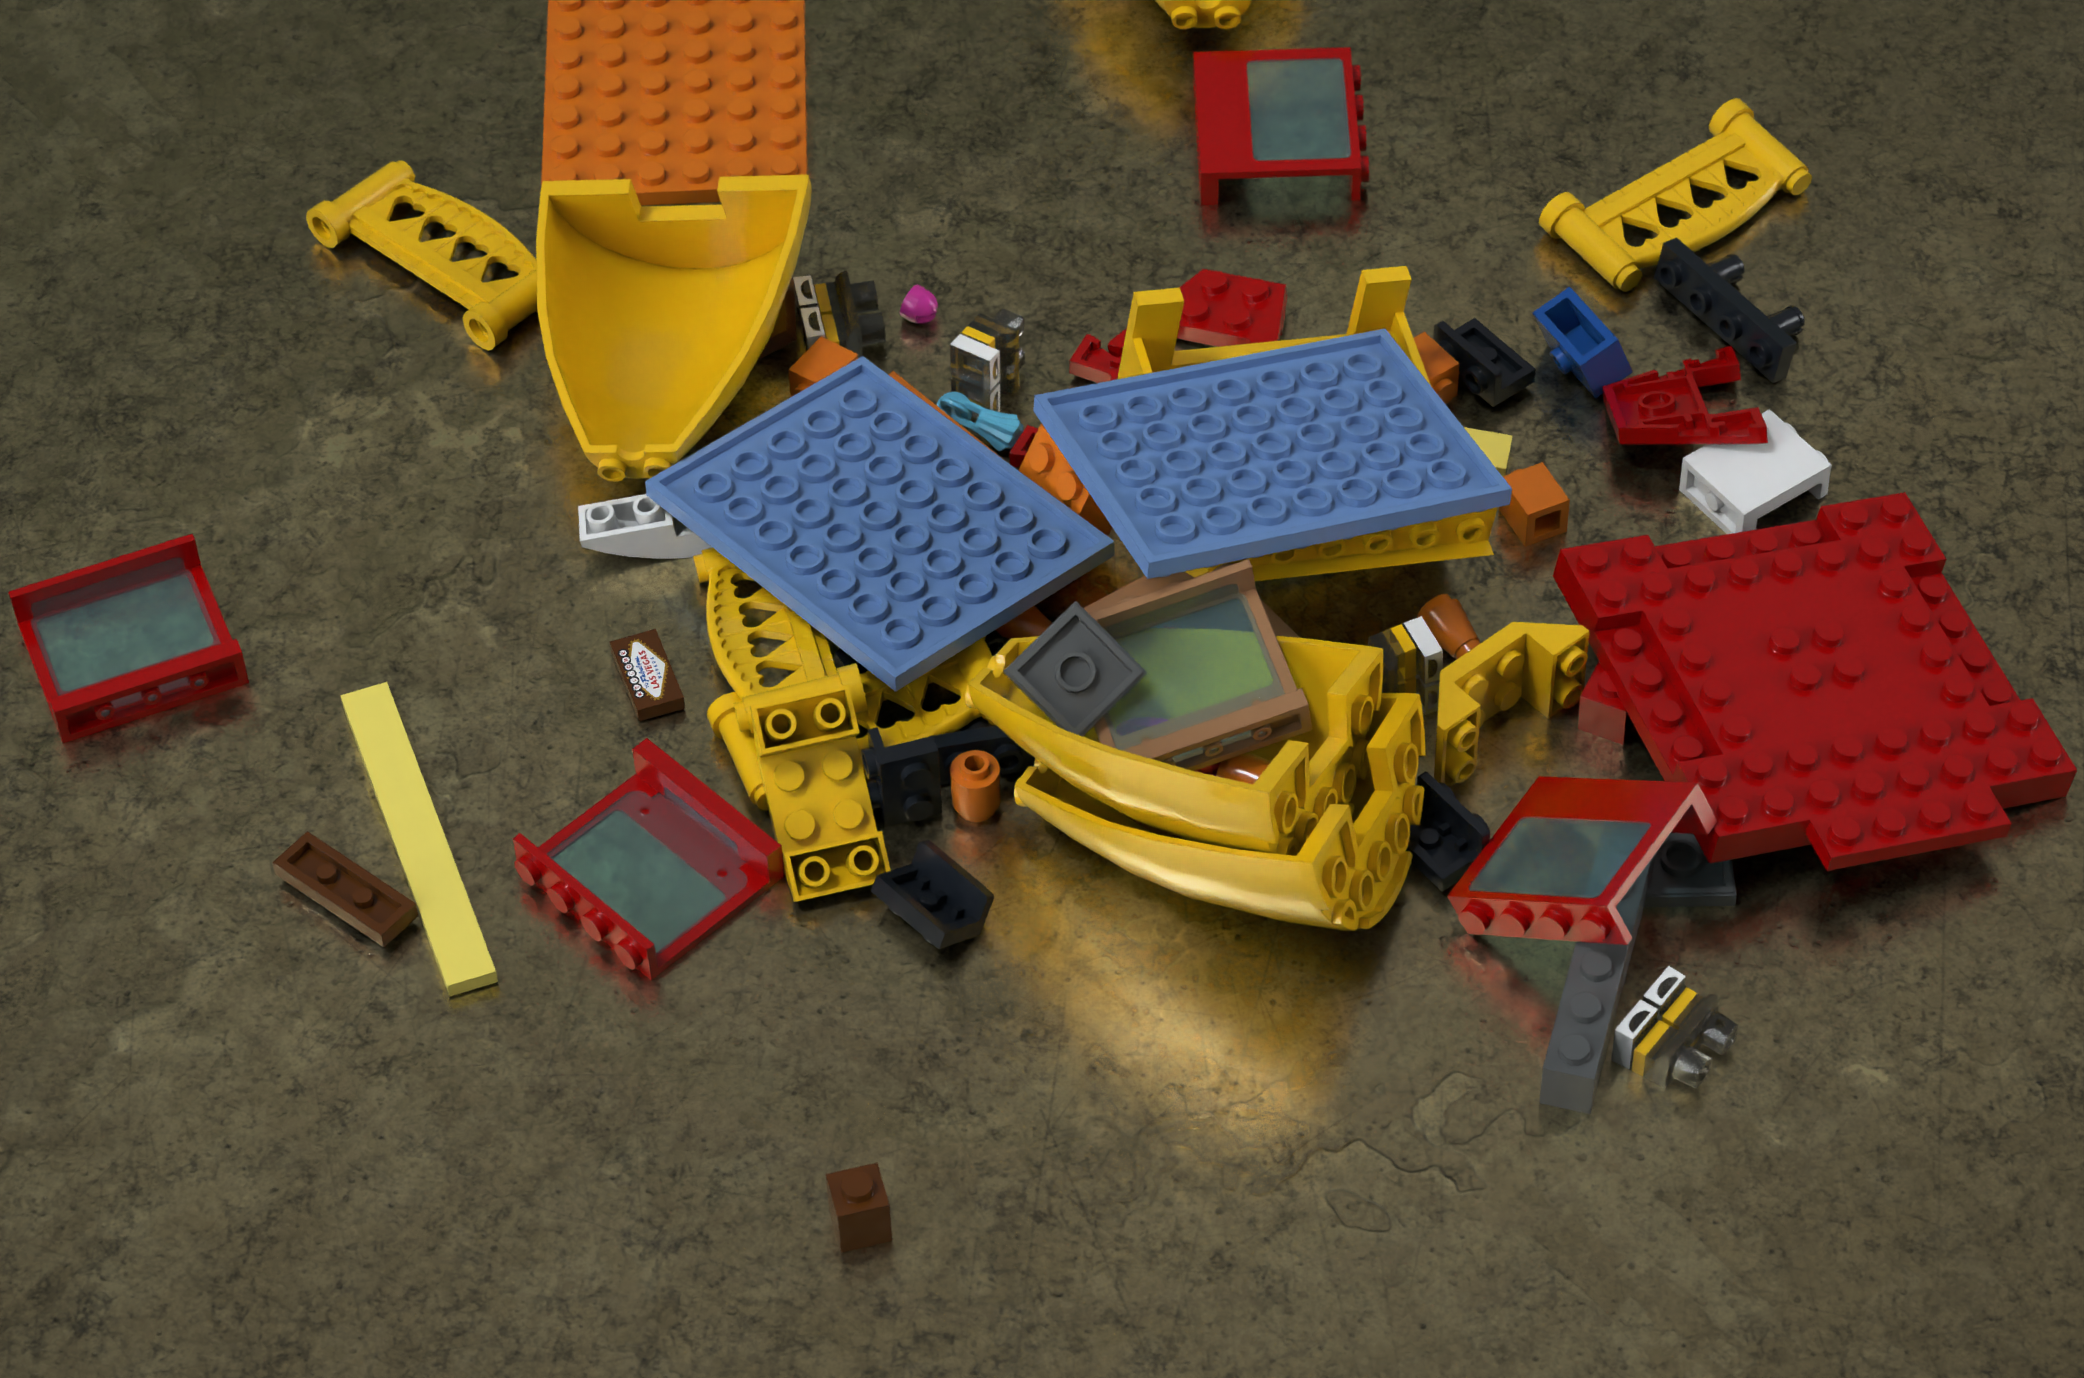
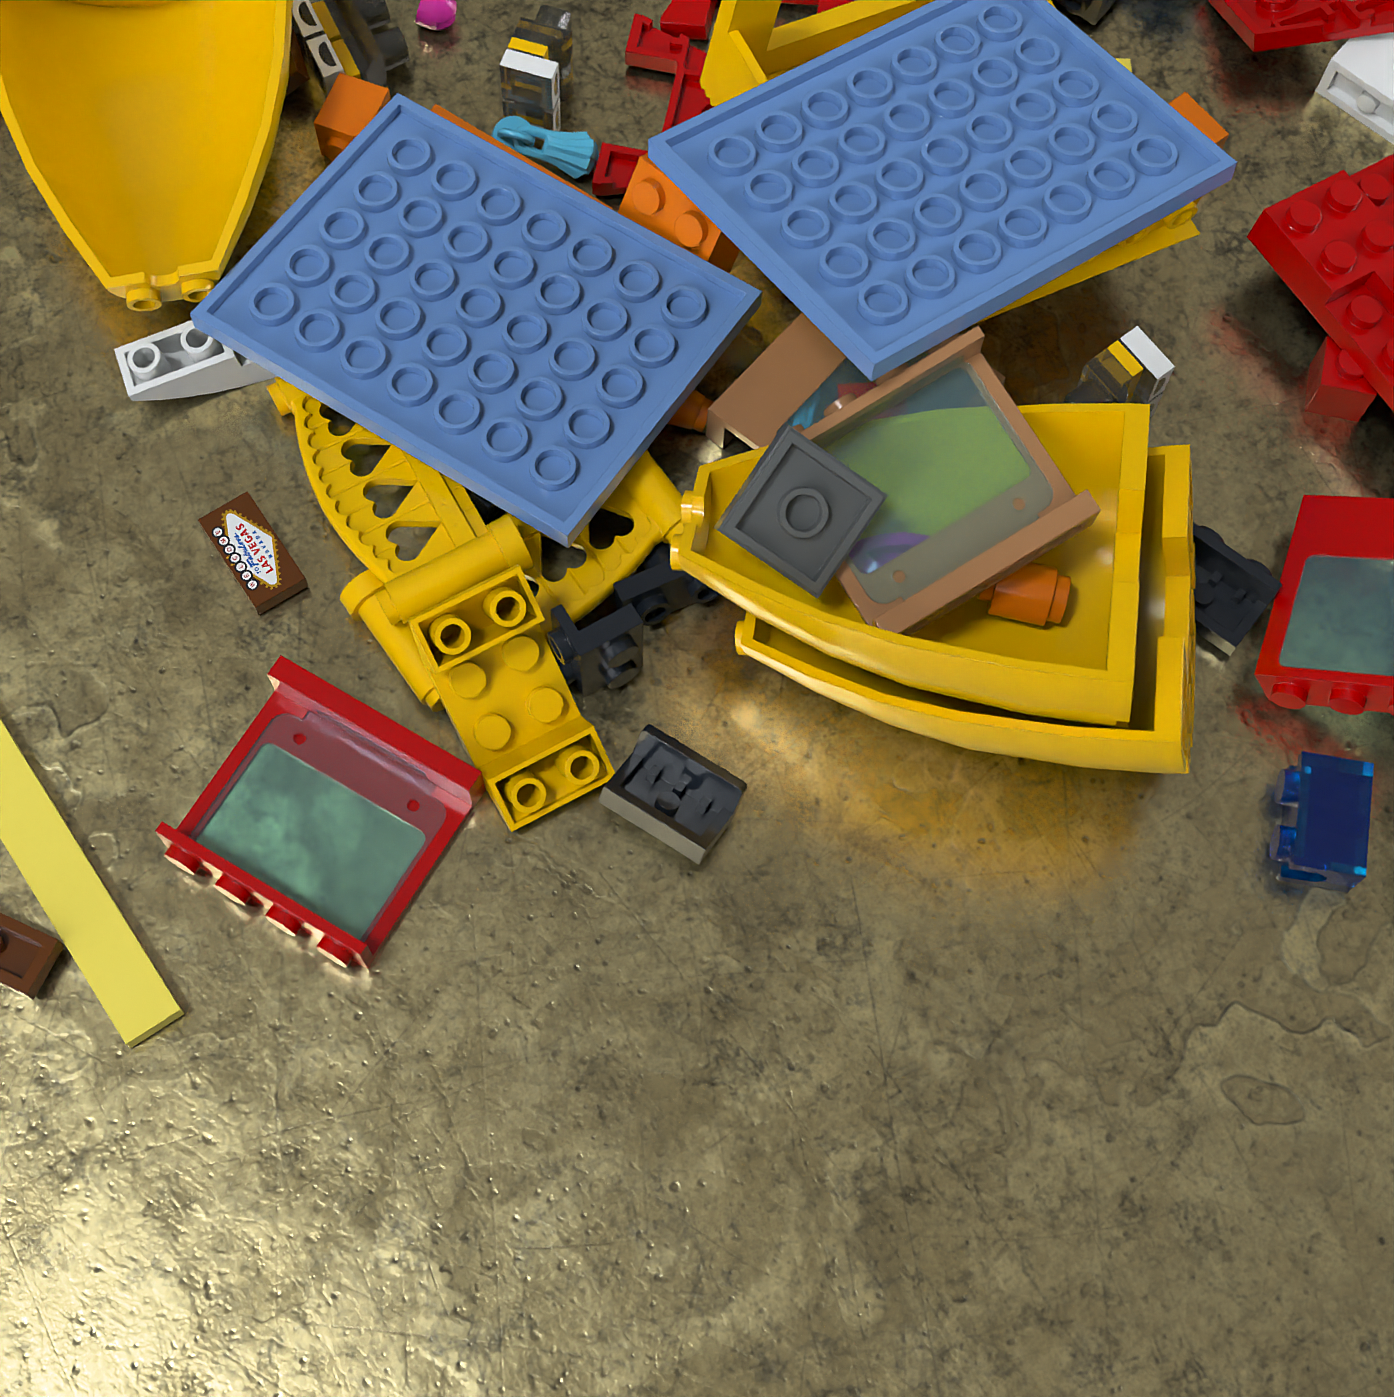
camera: 20 degrees left, 20 degrees up
(859, 1207) = (708, 1253): reddish brown brick -> none
(975, 785) = (680, 632): orange brick -> none
(1449, 625) = (1137, 306): orange cone -> none
(1473, 1017) = (1323, 821): none -> clear blue brick
(1521, 660) = (1256, 355): yellow slope -> none

